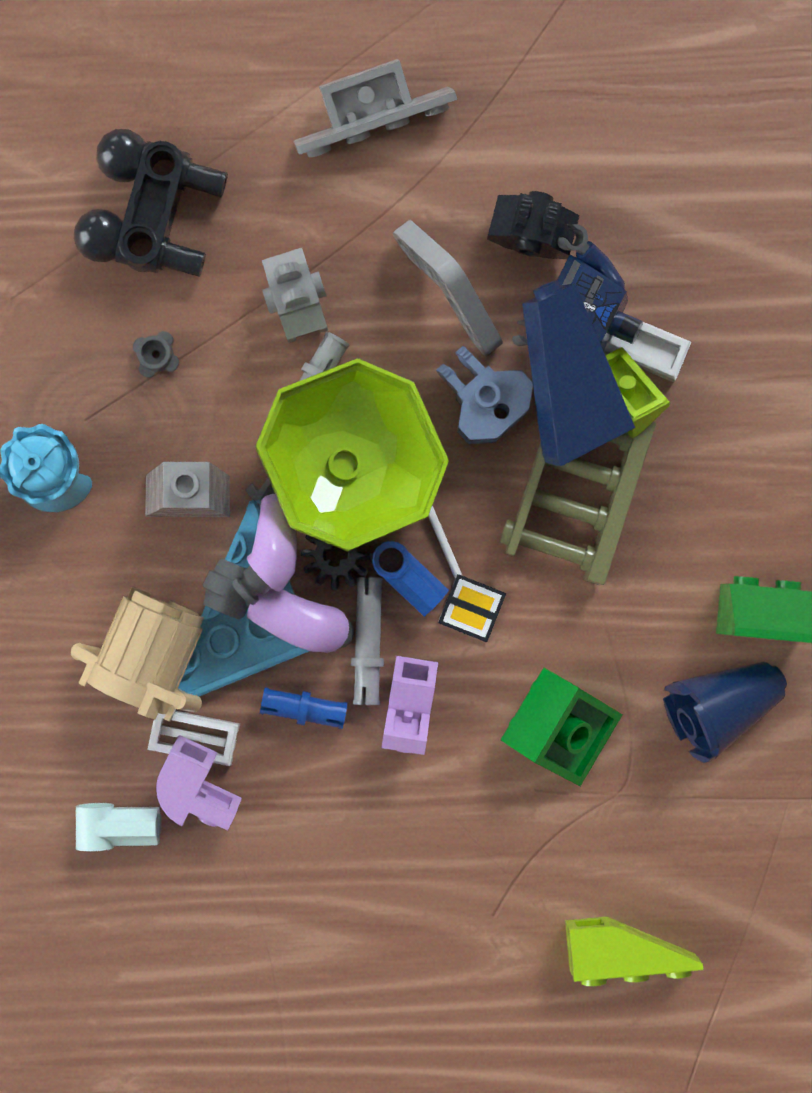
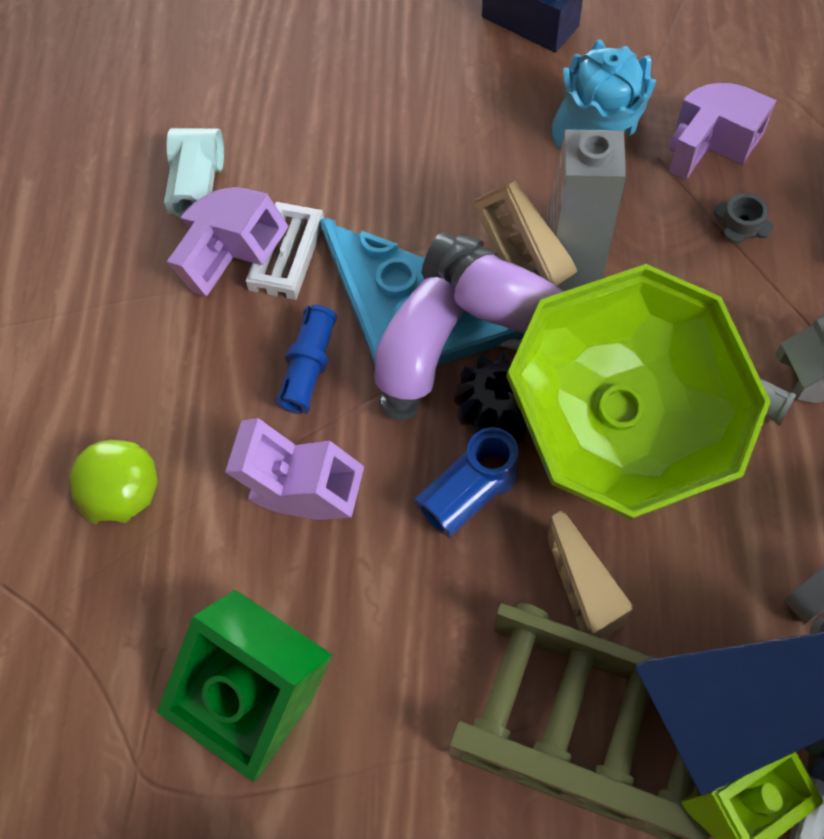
camera: 90 degrees right, 25 degrees down
(52, 364) = (720, 119): none -> lavender brick
(145, 655) = (383, 185): tan container -> none
(223, 537) = (542, 251): none -> tan slope
(368, 637) = (386, 434): light grey pin -> none
(413, 845) = (112, 481): none -> lime hair
(470, 604) = (428, 570): piece -> none
(483, 395) = (719, 590): sand blue hinge -> none
(489, 489) = (591, 591): none -> tan slope

